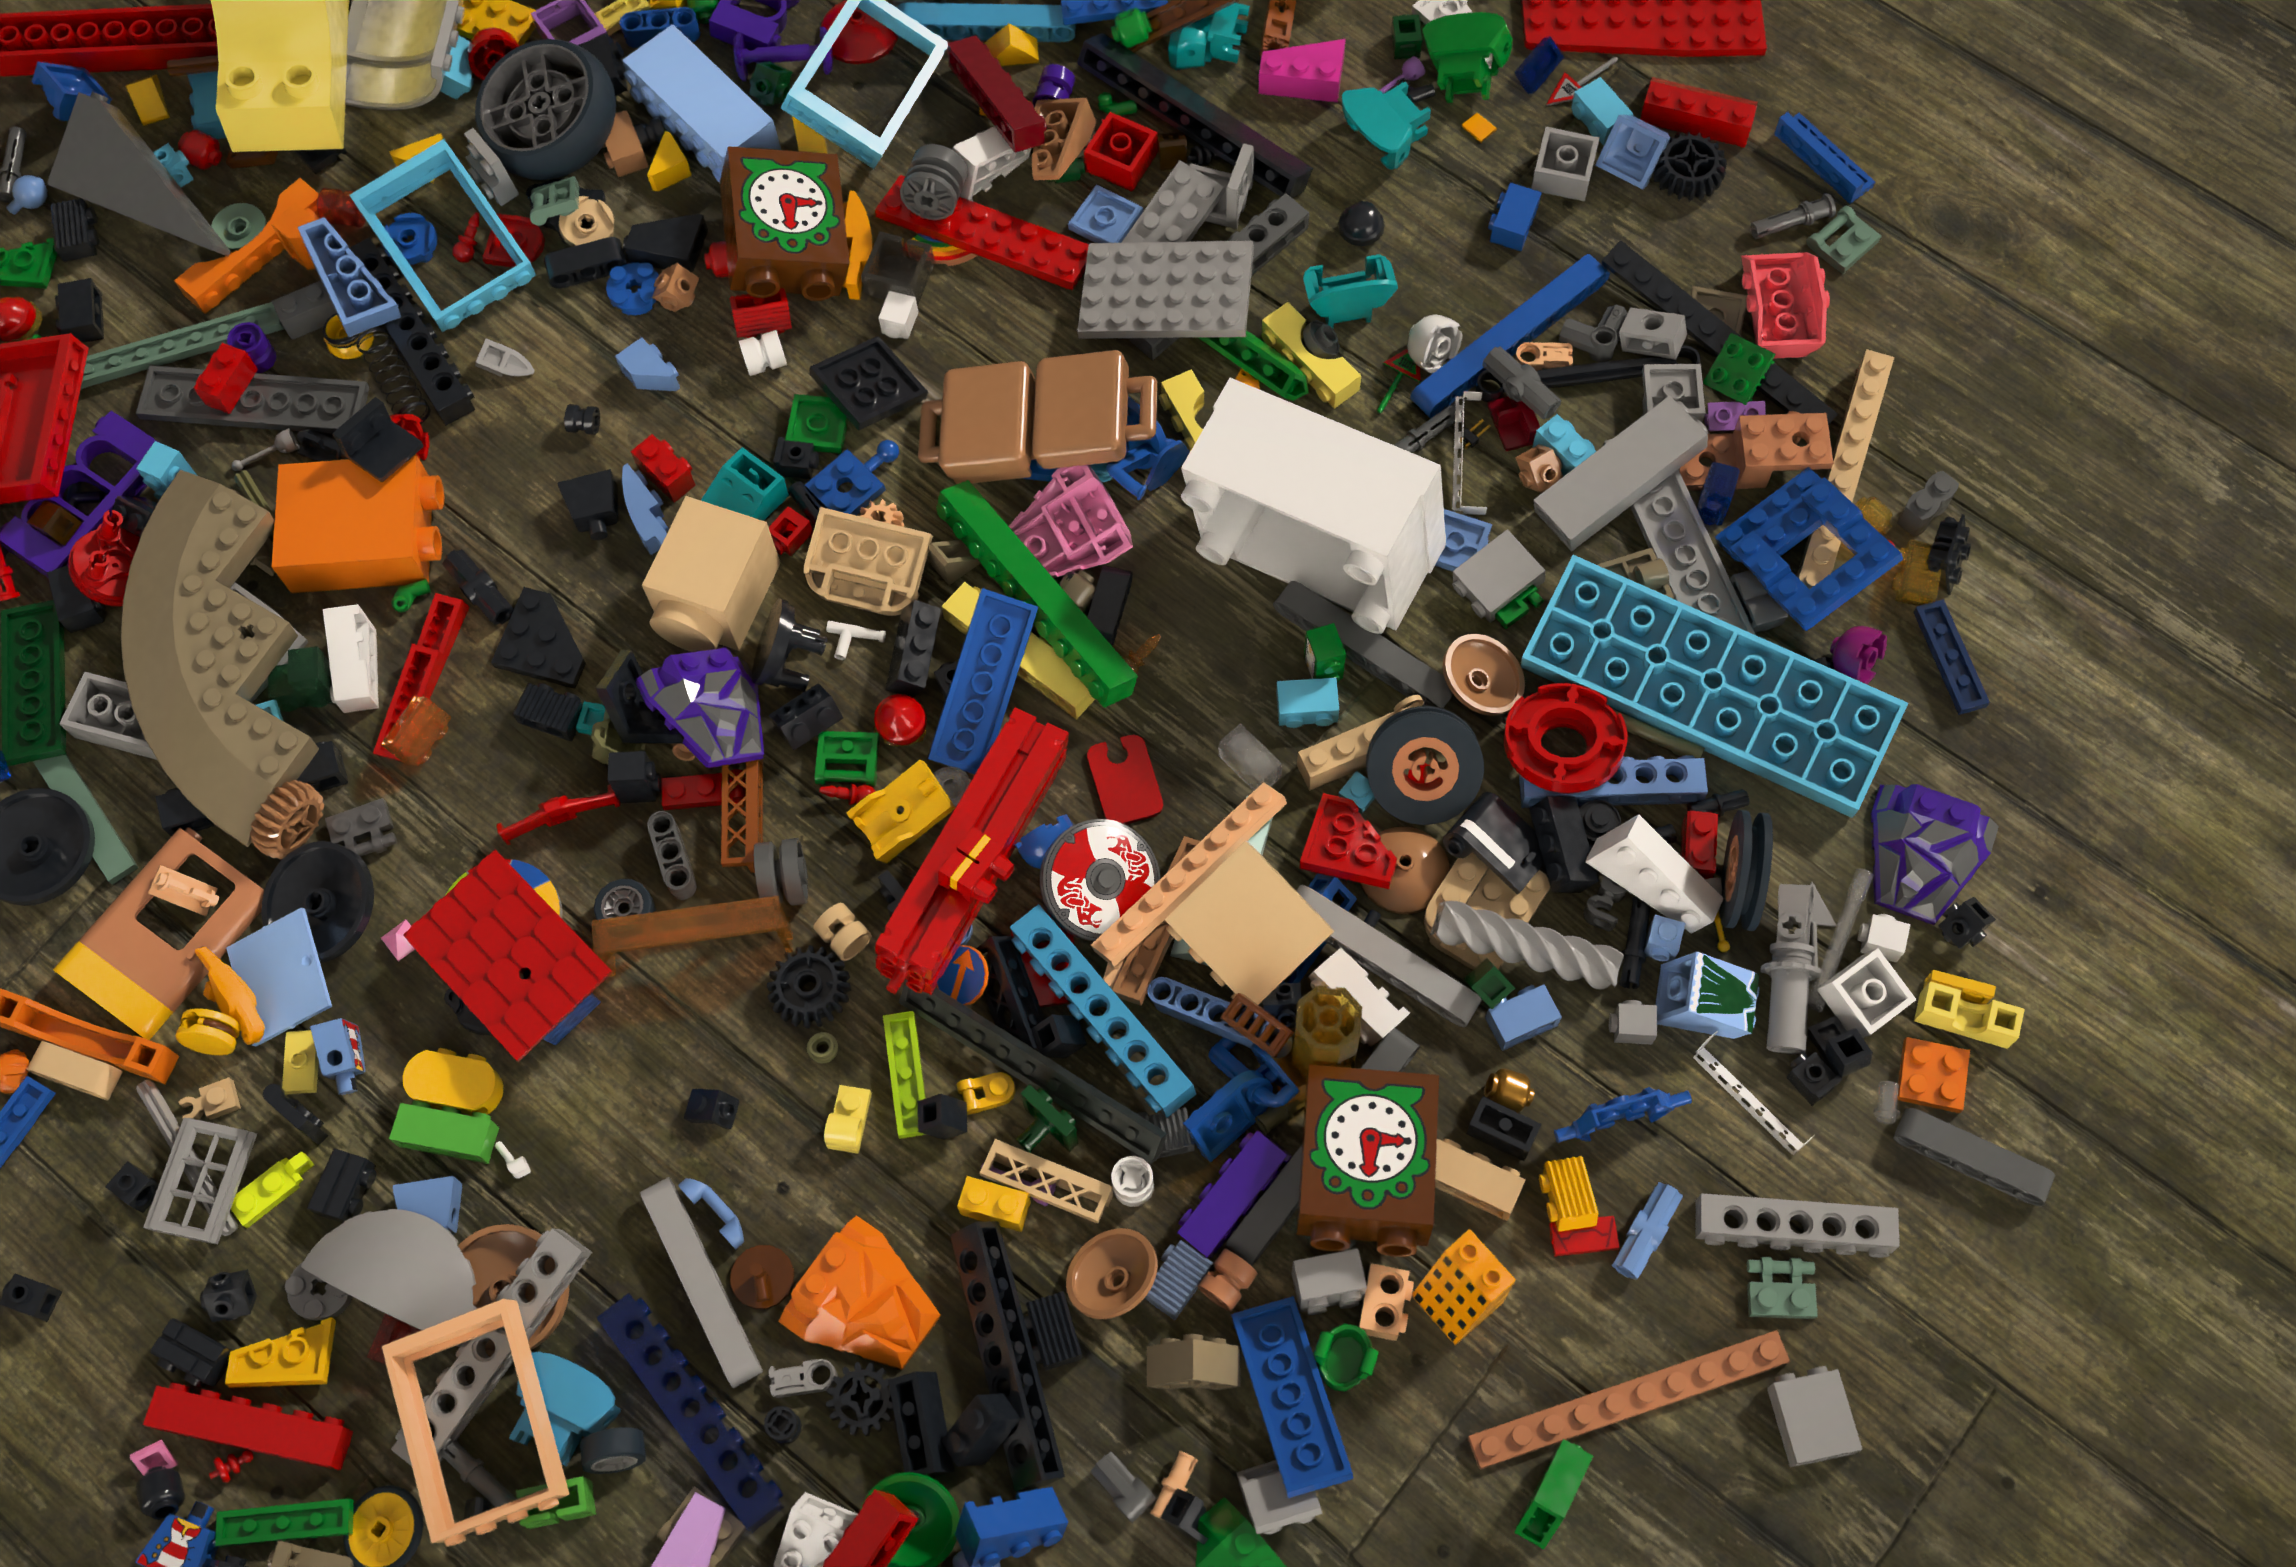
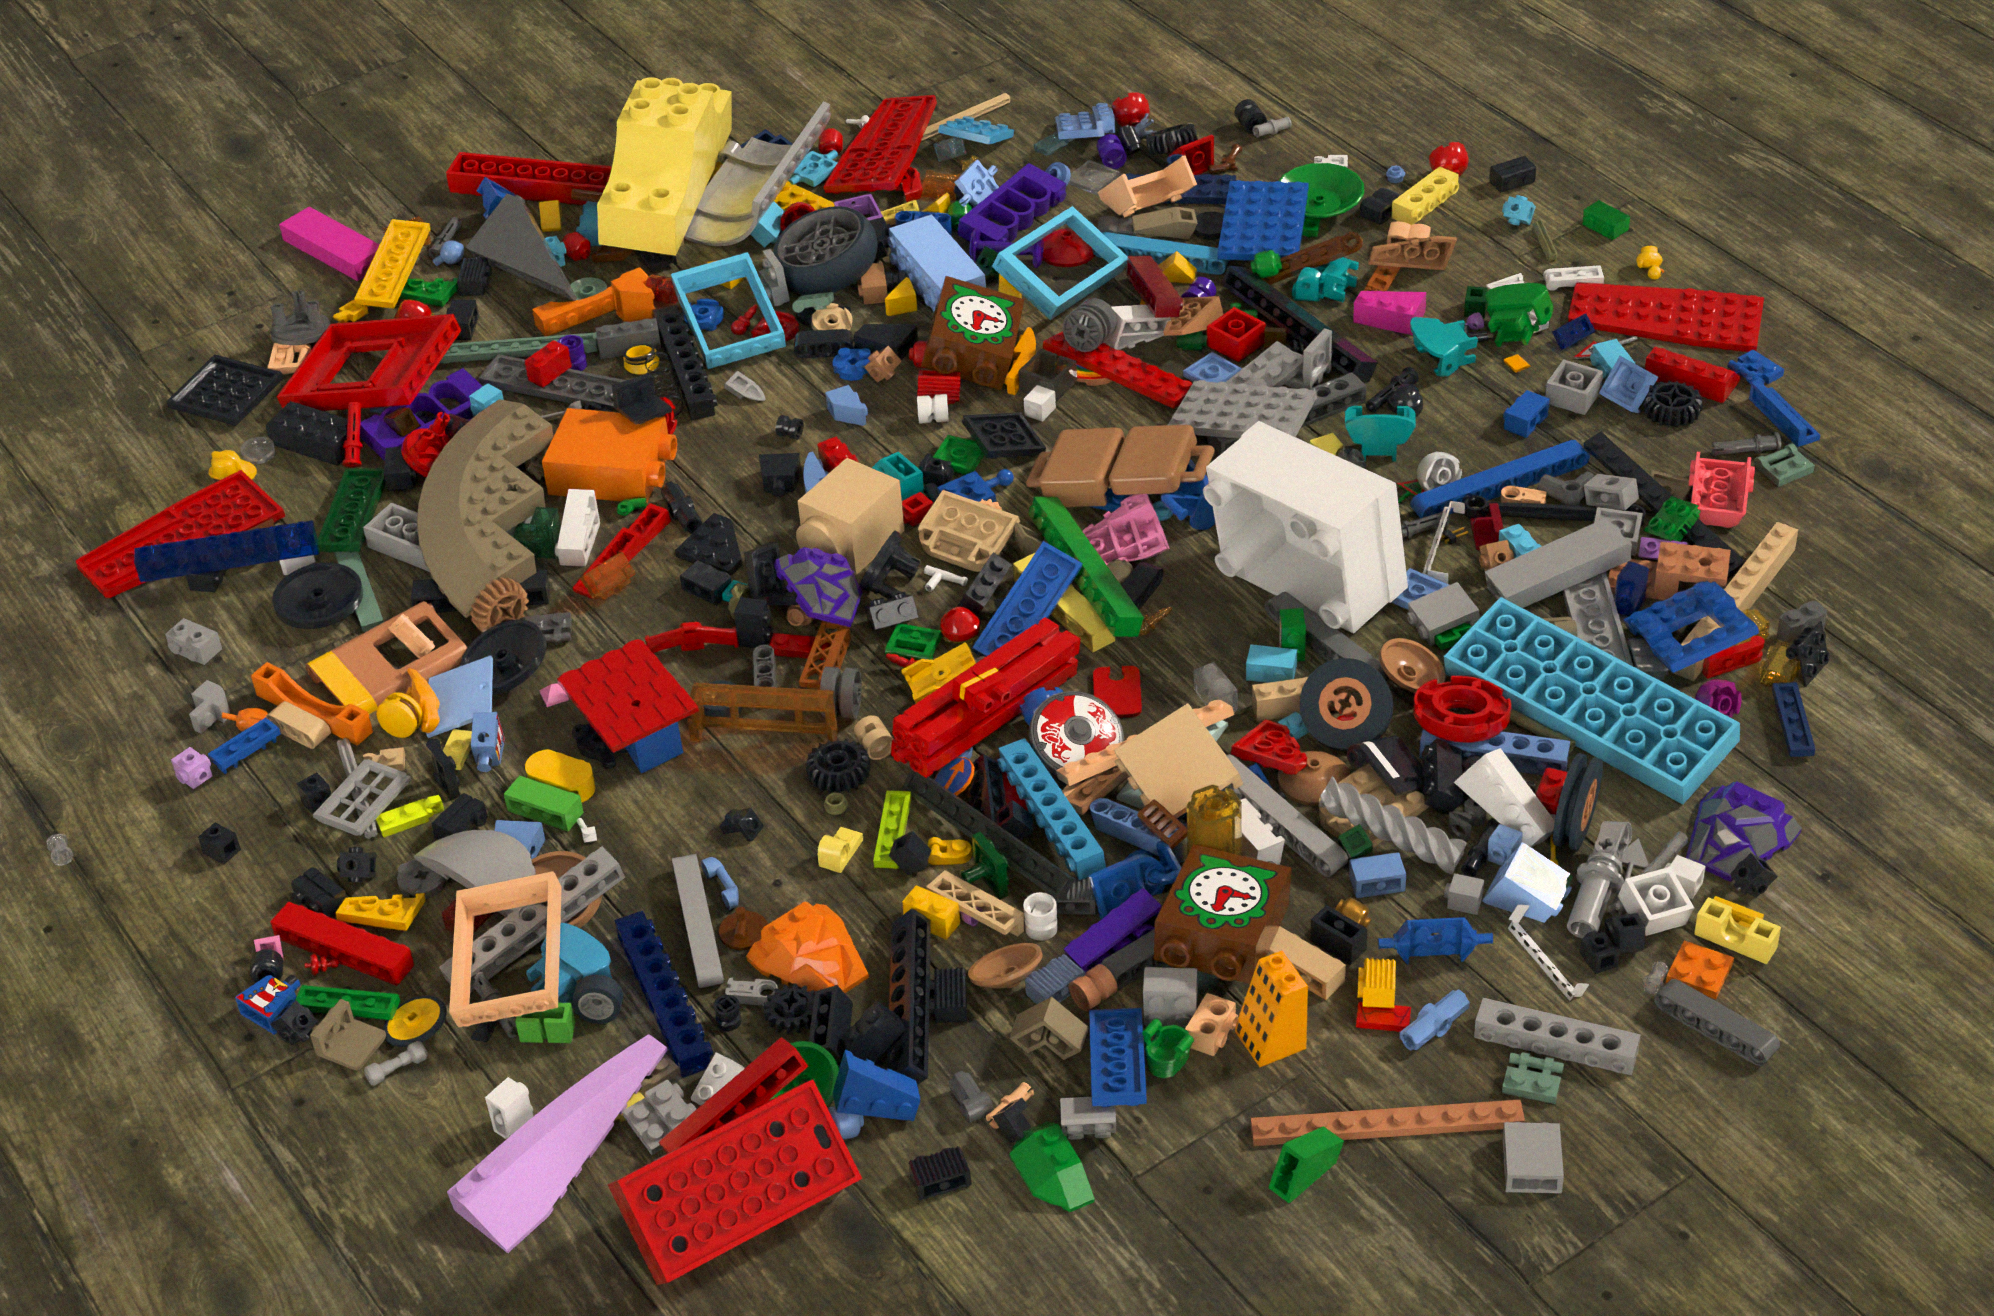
camera: 15 degrees right, 25 degrees down
(350, 286) = (653, 321): medium blue wedge -> none
(1343, 197) = (1381, 397): none -> black pin
(1521, 382) = (1495, 499): dark grey piece -> none
(1775, 79) = (1756, 367): none -> blue plate

